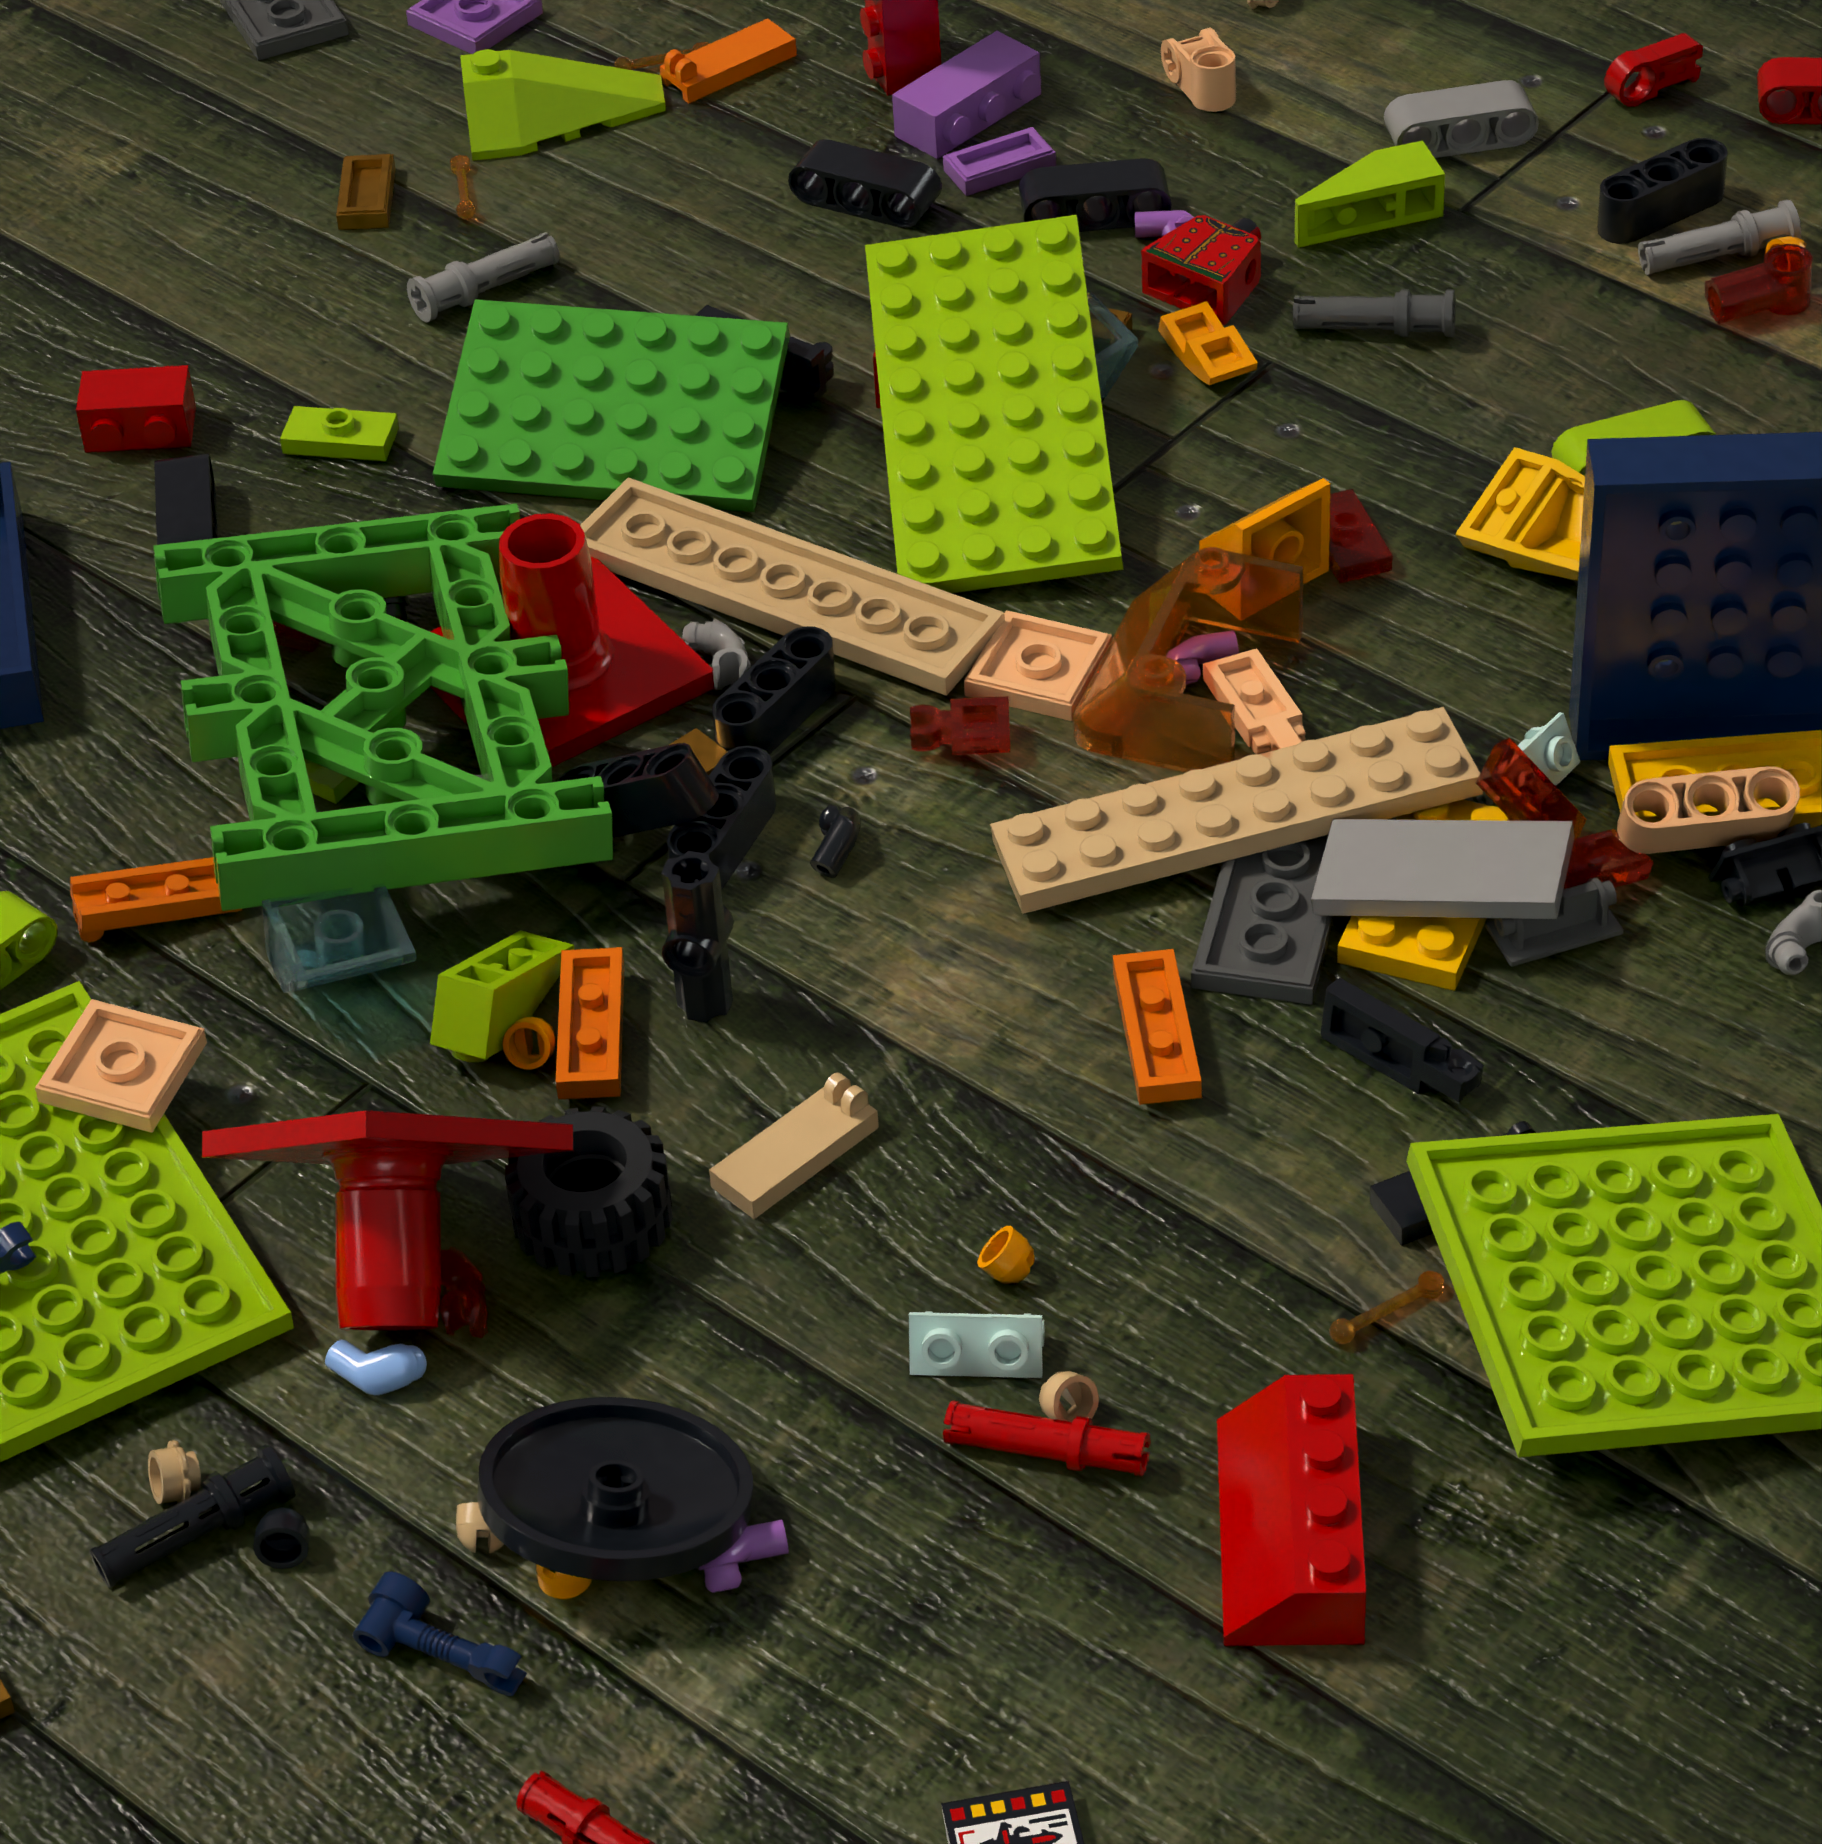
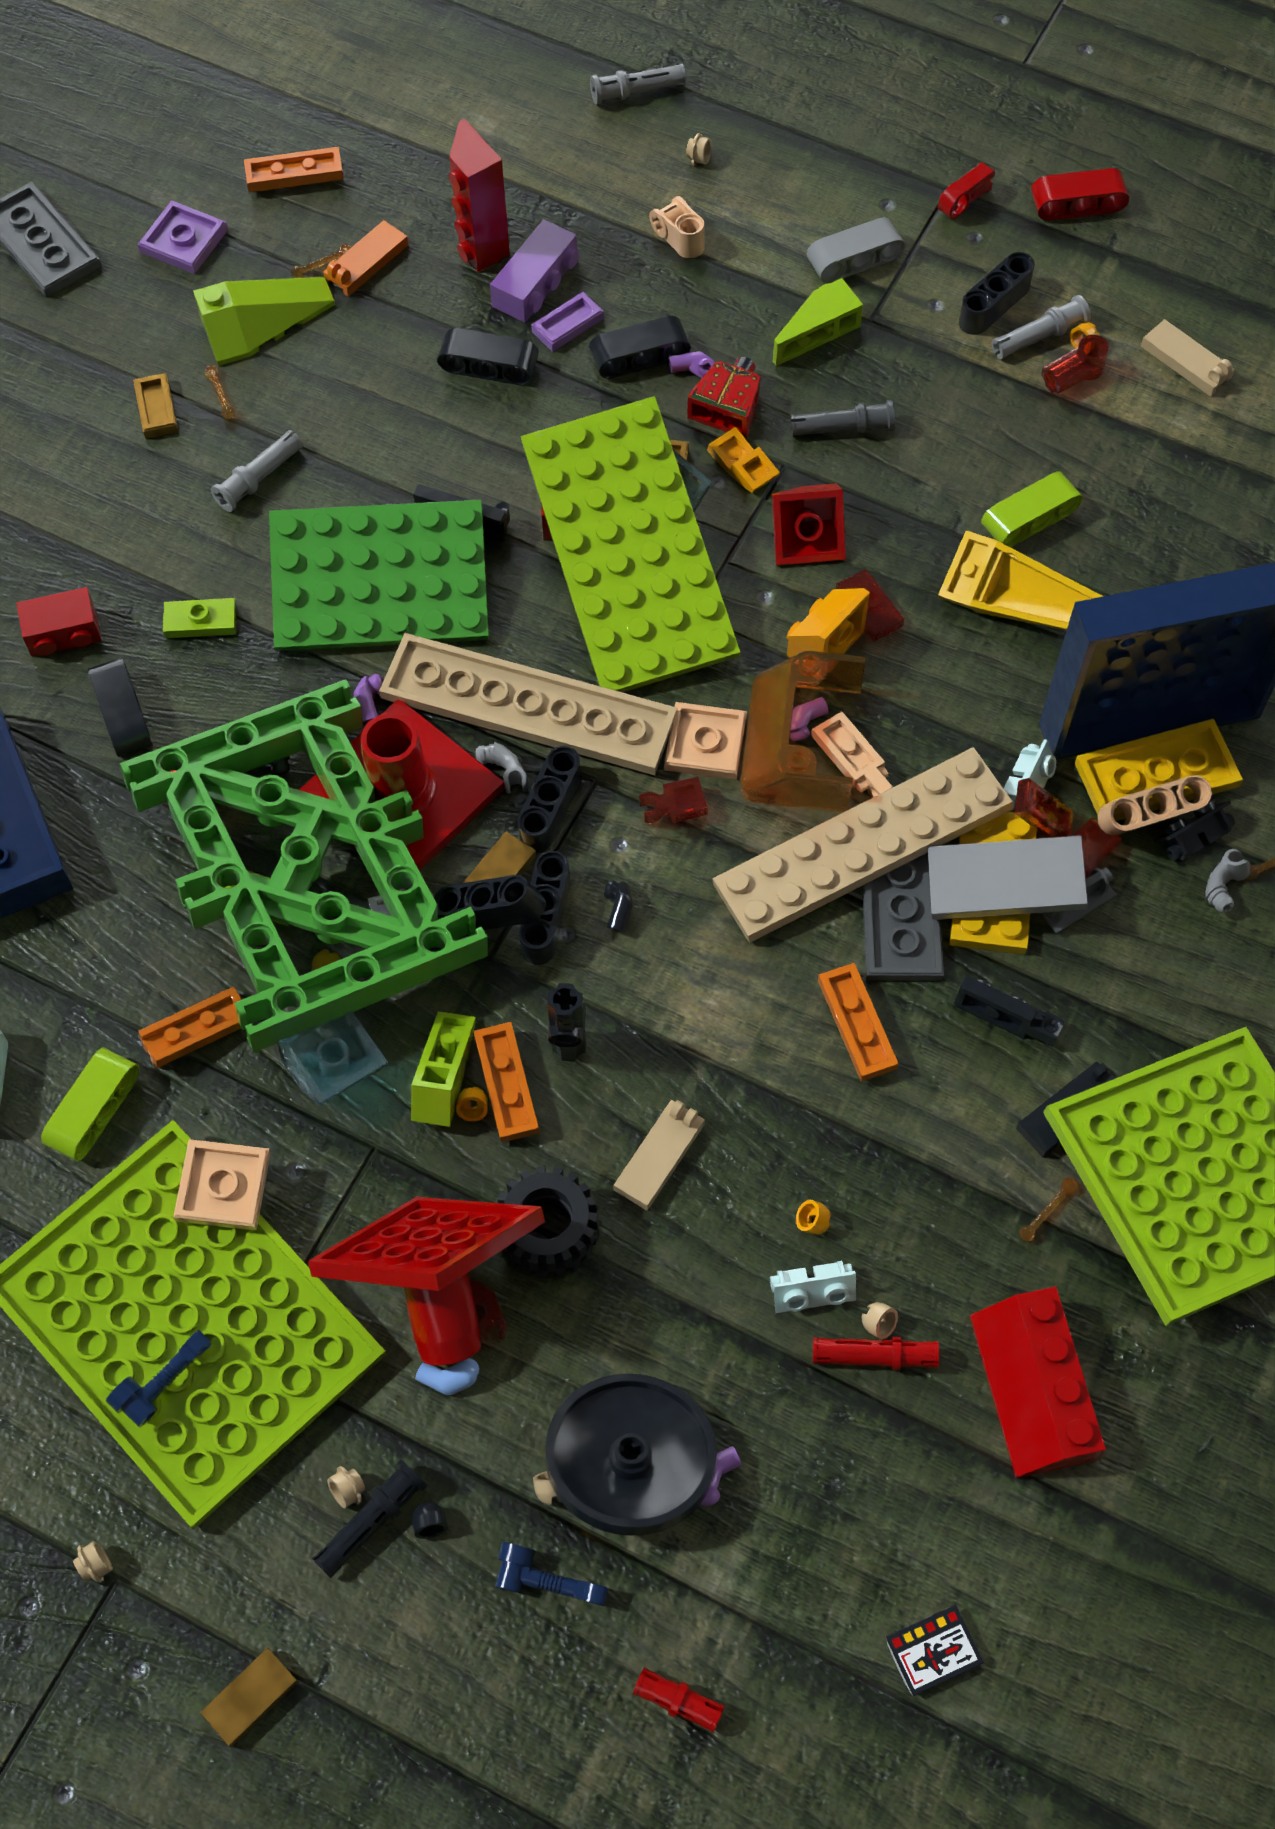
camera: 15 degrees left, 20 degrees up
(1277, 422) = (809, 524): none -> red slope

